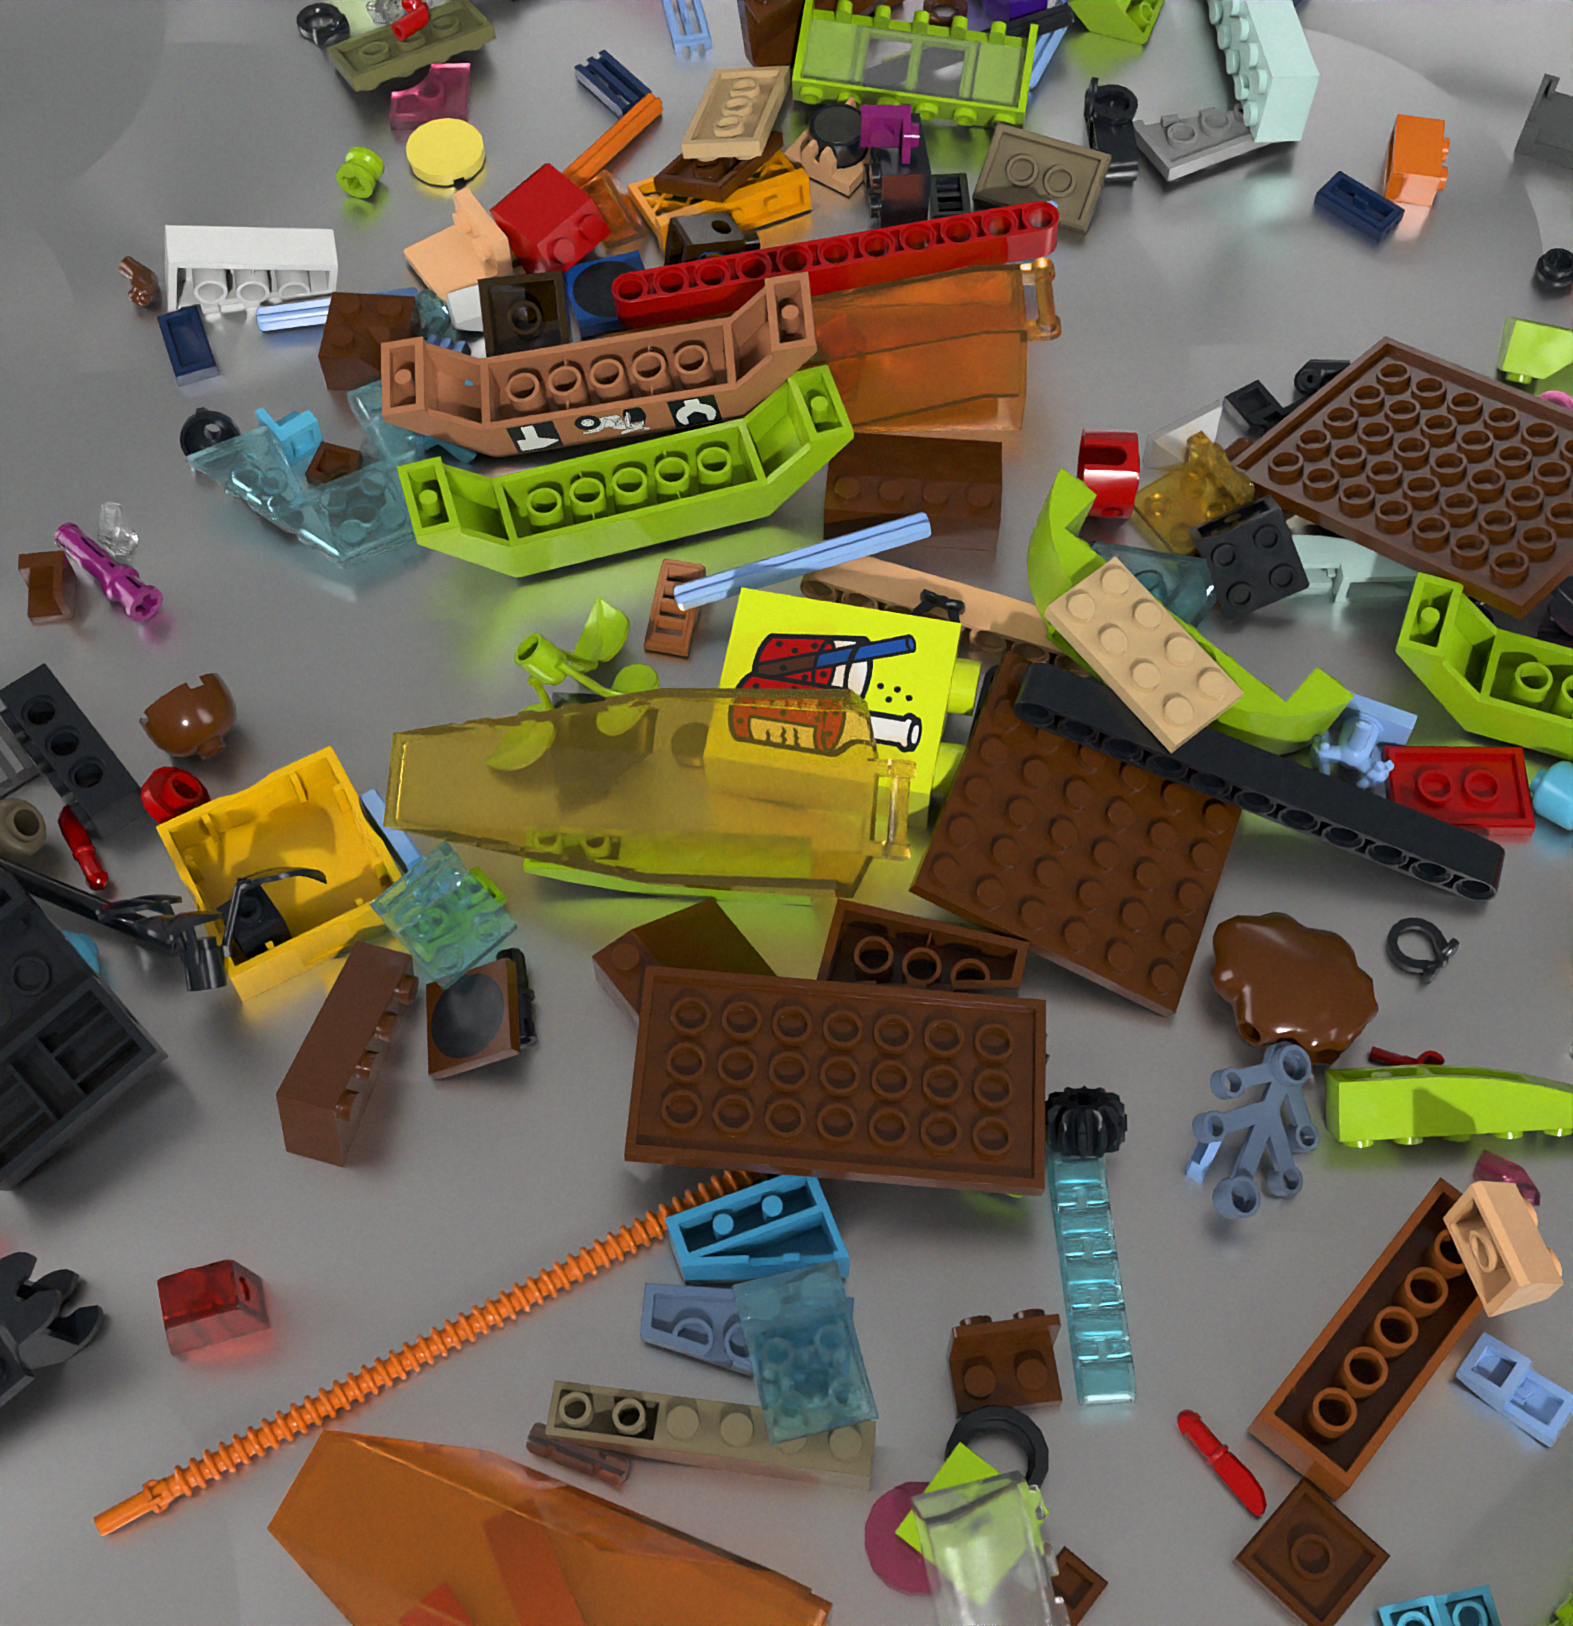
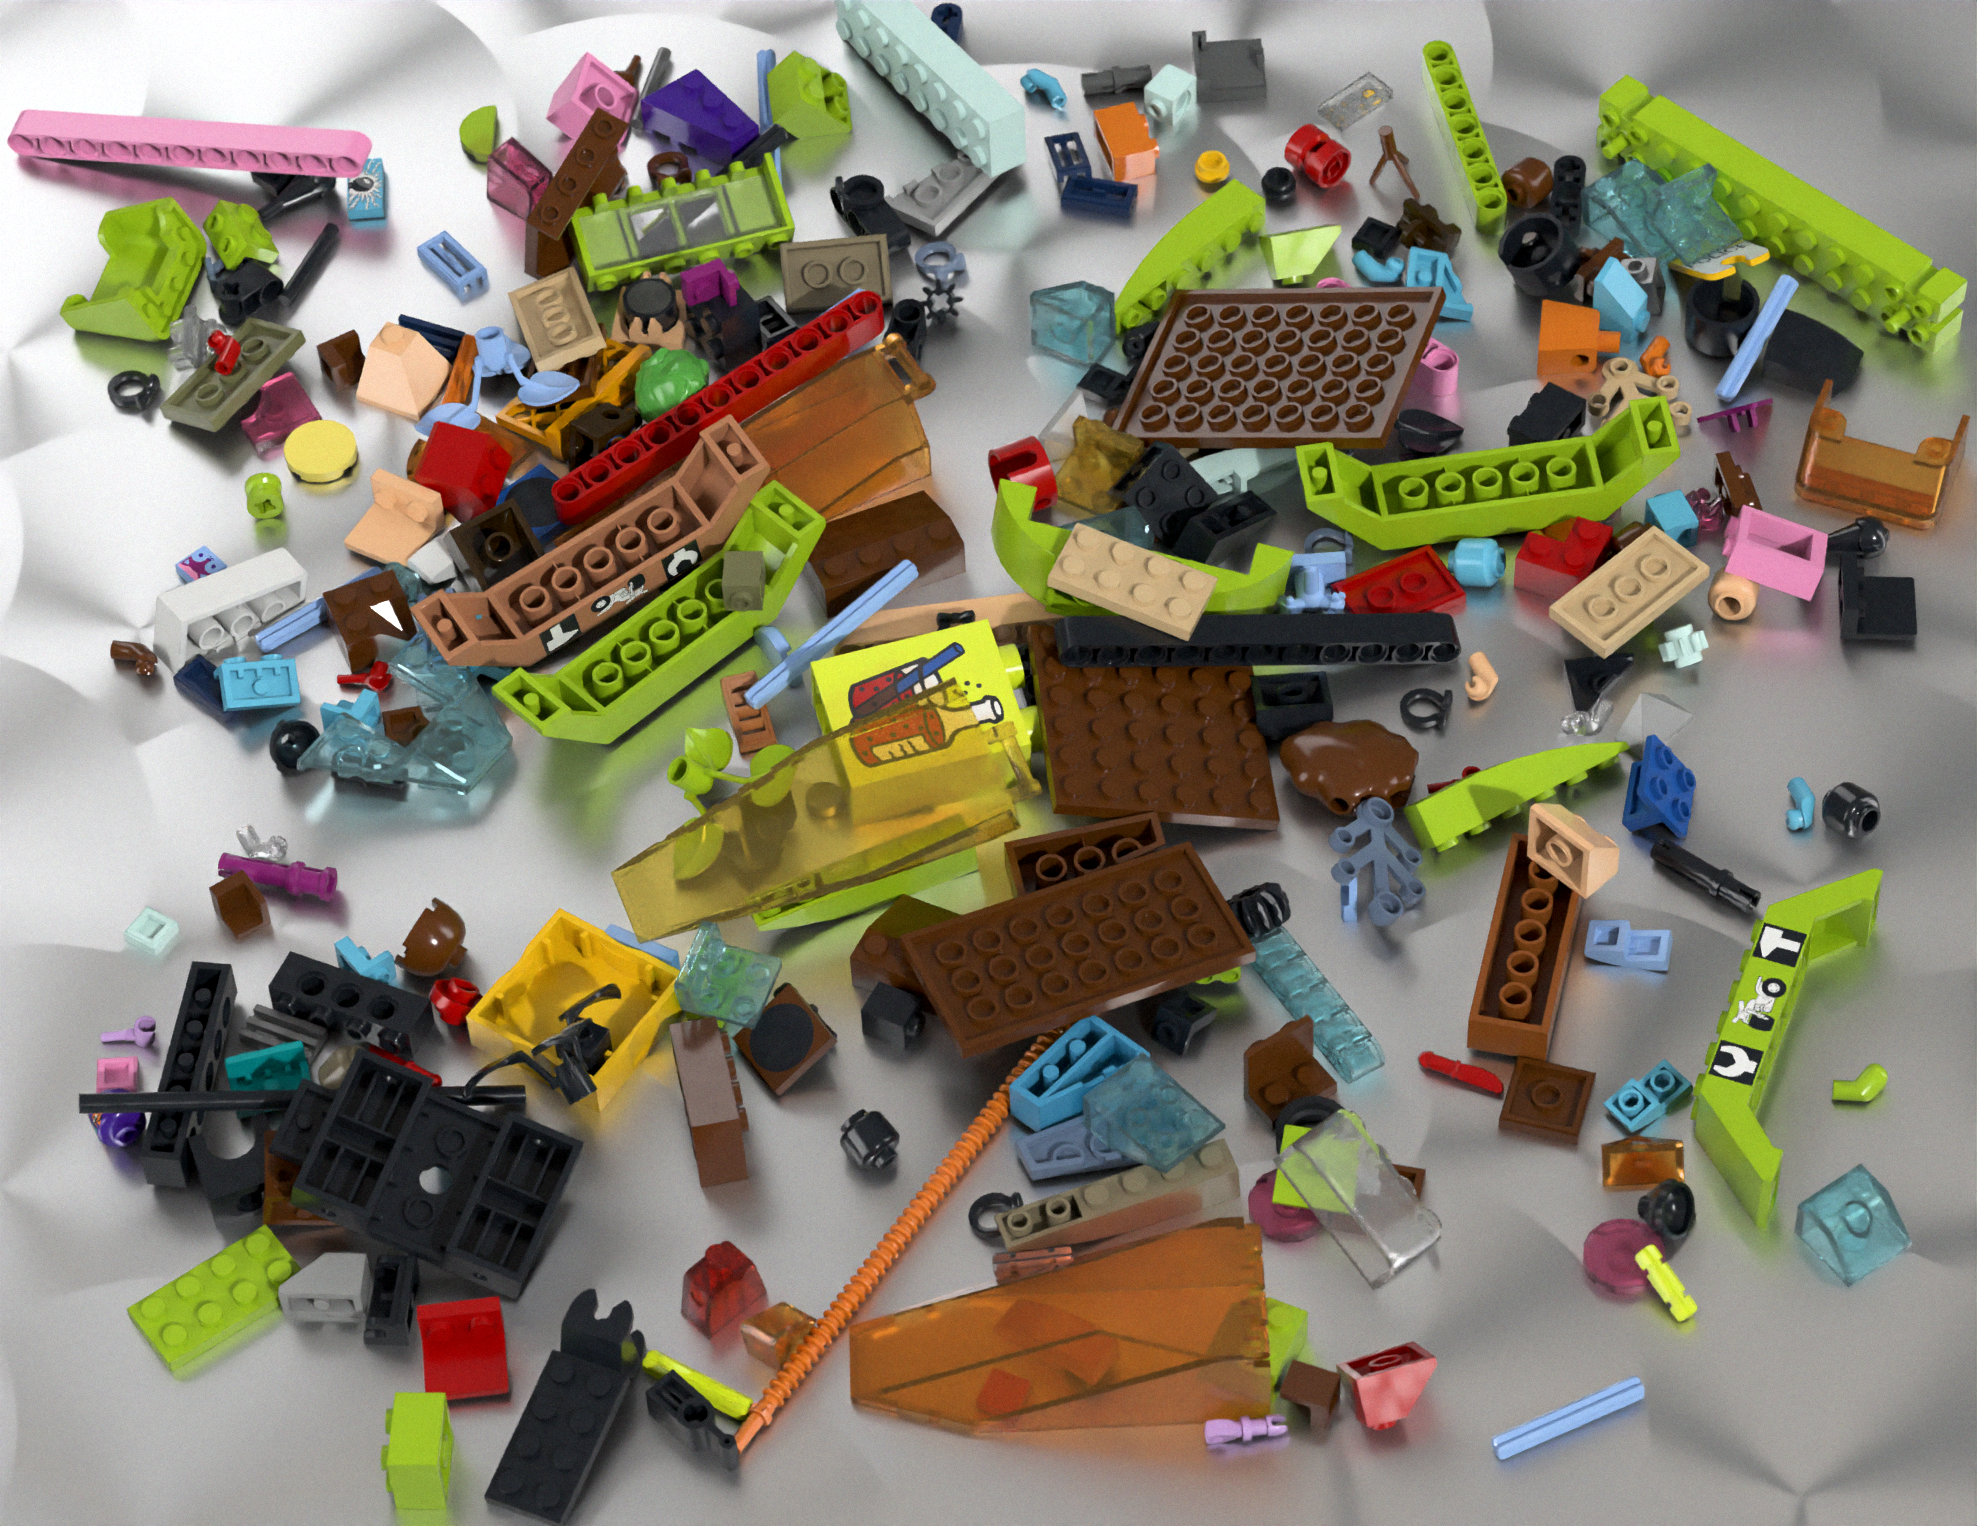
camera: 25 degrees left, 10 degrees down
(65, 1441) = (690, 1418): none -> black piece
(112, 714) = (359, 961): none -> medium azure bracket
(115, 1415) = (718, 1394): none -> neon yellow axle
(220, 359) = (258, 683): none -> medium azure bracket
(233, 1396) = (773, 1331): none -> clear orange slope
(259, 214) = (199, 564): none -> tile
(337, 401) = (375, 679): none -> red hand
(488, 1194) = (869, 1139): none -> black head
(523, 72) = (342, 360): none -> reddish brown panel
(567, 105) = (402, 372): none -> light nougat slope
(603, 1362) = (988, 1199): none -> black piece
(605, 1045) = (892, 1016): none -> black brick
(648, 127) = (497, 356): none -> light blue plant
(735, 462) = (743, 580): none -> olive brick
(745, 542) = (774, 647): none -> tile
(804, 214) = (668, 381): none -> bright green head
(925, 1218) = (1180, 1019): none -> black bracket
(1079, 267) = (910, 322): none -> black piece
(1121, 244) = (950, 301): none -> black gear
(1151, 219) = (956, 263): none -> sand blue piece
(1256, 326) = (1074, 321): none -> clear light blue slope
(1264, 870) = (1290, 702): none -> black slope
(1292, 628) = (1223, 529): none -> black slope
(1344, 166) = (1070, 169): none -> dark blue tile
(1369, 74) = (1047, 83): none -> medium azure arm
(1412, 680) = (1346, 538): none -> sand blue piece
(1420, 301) = (1189, 250): none -> lime slope
(1441, 94) = (1115, 79): none -> dark grey pin
(1489, 130) = (1170, 94): none -> light aqua brick
(1494, 222) = (1212, 167): none -> yellow plate
(1506, 944) = (1485, 677): none -> light nougat arm

